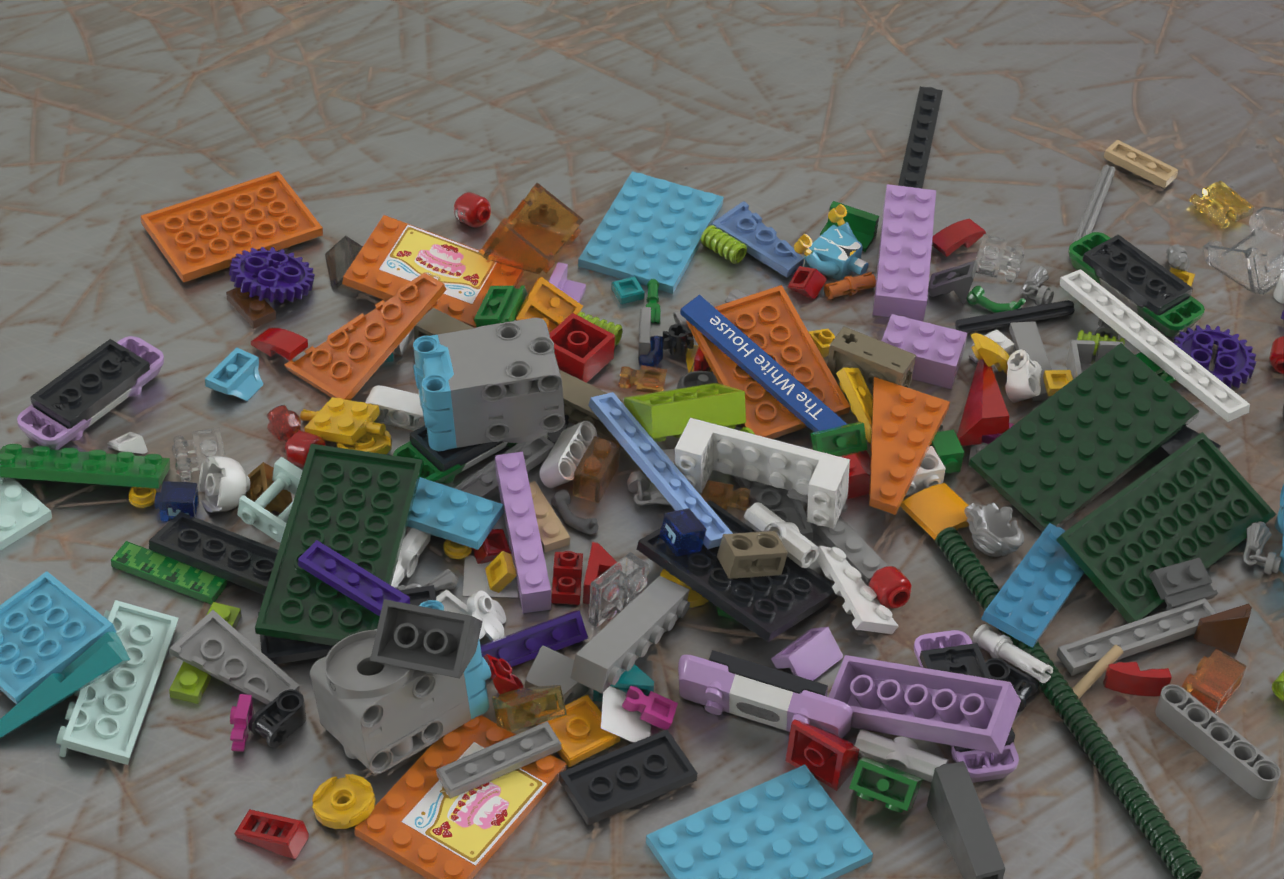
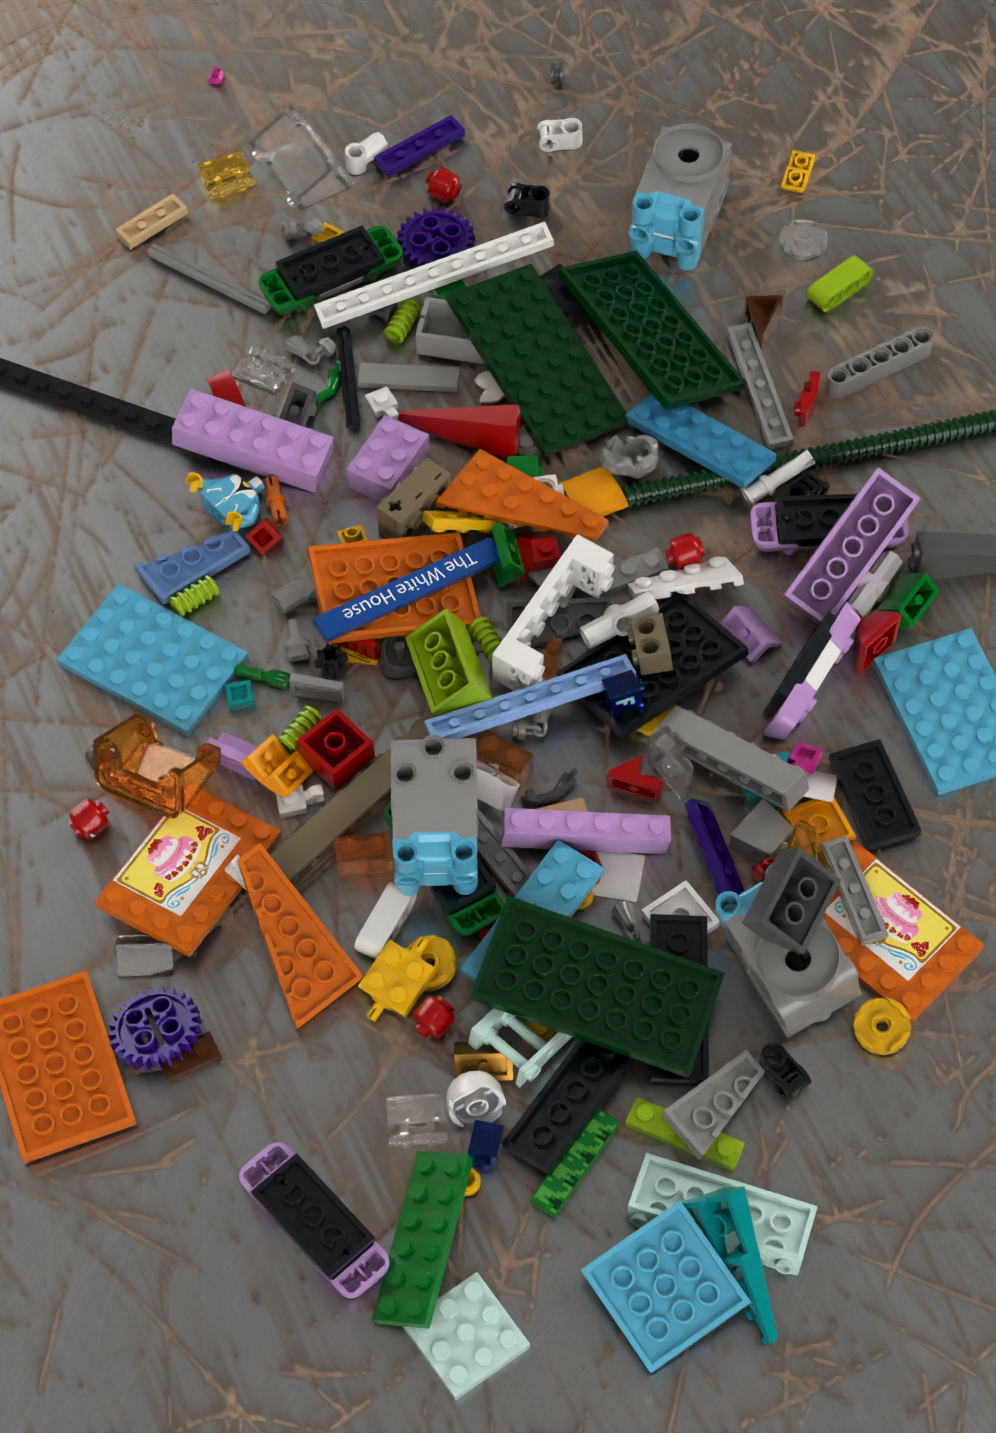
camera: 75 degrees left, 15 degrees up
(129, 443) = (385, 1193): white slope -> none
(236, 375) = (304, 1078): medium azure slope -> none
(240, 717) = (780, 1103): dark pink plate -> none
(280, 341) = (265, 1028): red slope -> none
(283, 423) = (391, 1034): clear red rock -> none
(290, 842) = (922, 1072): red slope -> none
(349, 578) = (658, 975): dark purple plate -> none
(488, 611) = (682, 878): white plate -> none
(500, 305) = (264, 807): green plate -> none
(500, 572) = (624, 860): yellow plate -> none
(567, 578) = (624, 802): red slope -> none
(647, 378) = (379, 697): clear orange plate -> none
(656, 352) = (352, 690): clear blue arm -> none
(862, 224) = (175, 488): green panel -> none
(990, 352) = (410, 404): yellow slope -> none
(1022, 377) = (448, 389): white piece -> none
(1056, 379) = (455, 362): yellow plate -> none
(1097, 670) = (797, 423): tan piece -> none
(1183, 583) = (712, 337): dark grey plate -> none
(1215, 680) = (819, 346): clear orange brick -> none
(1257, 537) = (664, 270): light grey piece -> none

